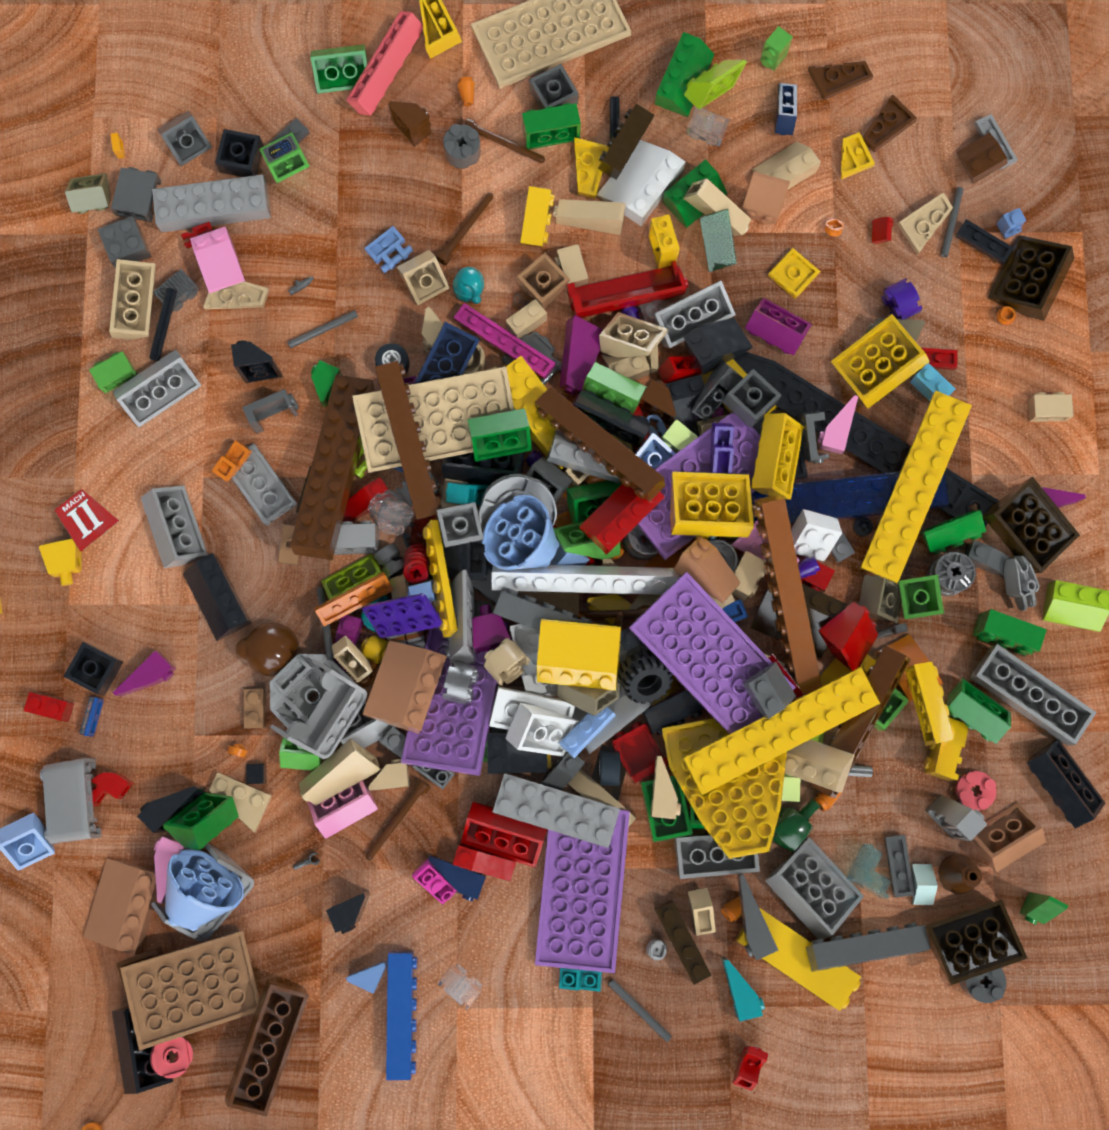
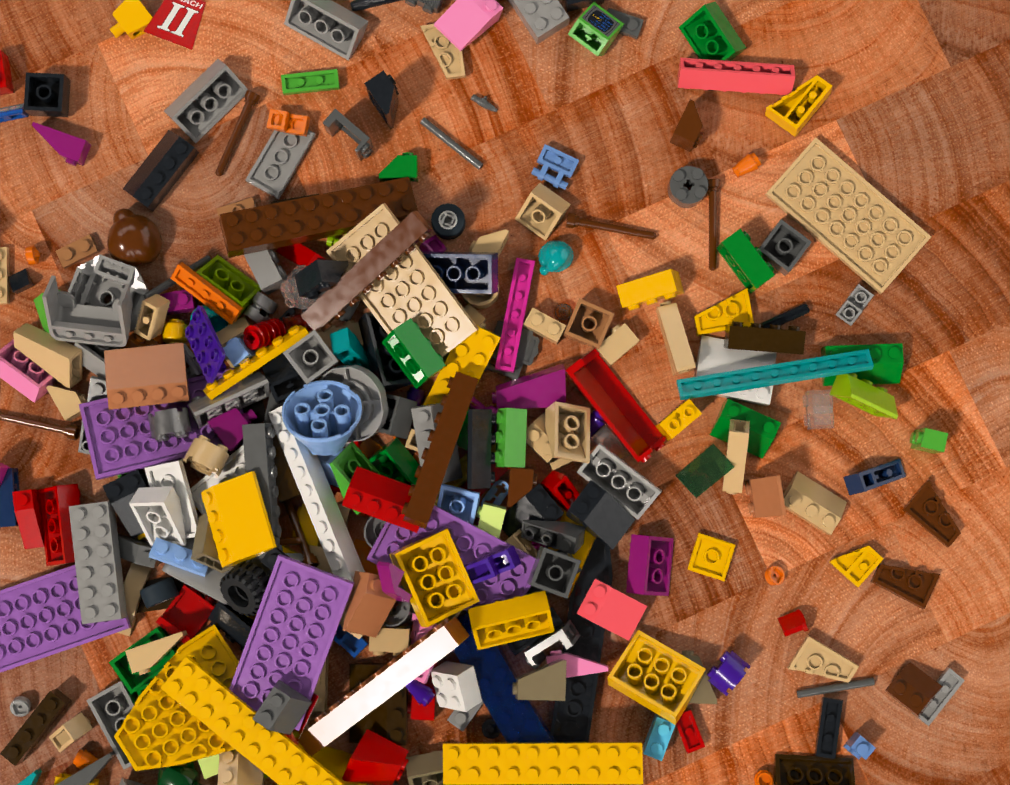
camera: 70 degrees right, 5 degrees up
(192, 485) = (250, 100): none -> reddish brown piece
(204, 426) = (310, 82): none -> bright green plate
(391, 484) = (319, 277): none -> black slope
(630, 59) = (854, 304): none -> light grey slope
(662, 143) = (774, 374): none -> teal plate
(696, 537) = (390, 578): none -> magenta slope
(803, 373) = (611, 609): none -> coral slope
(845, 453) = (543, 683): none -> dark tan slope

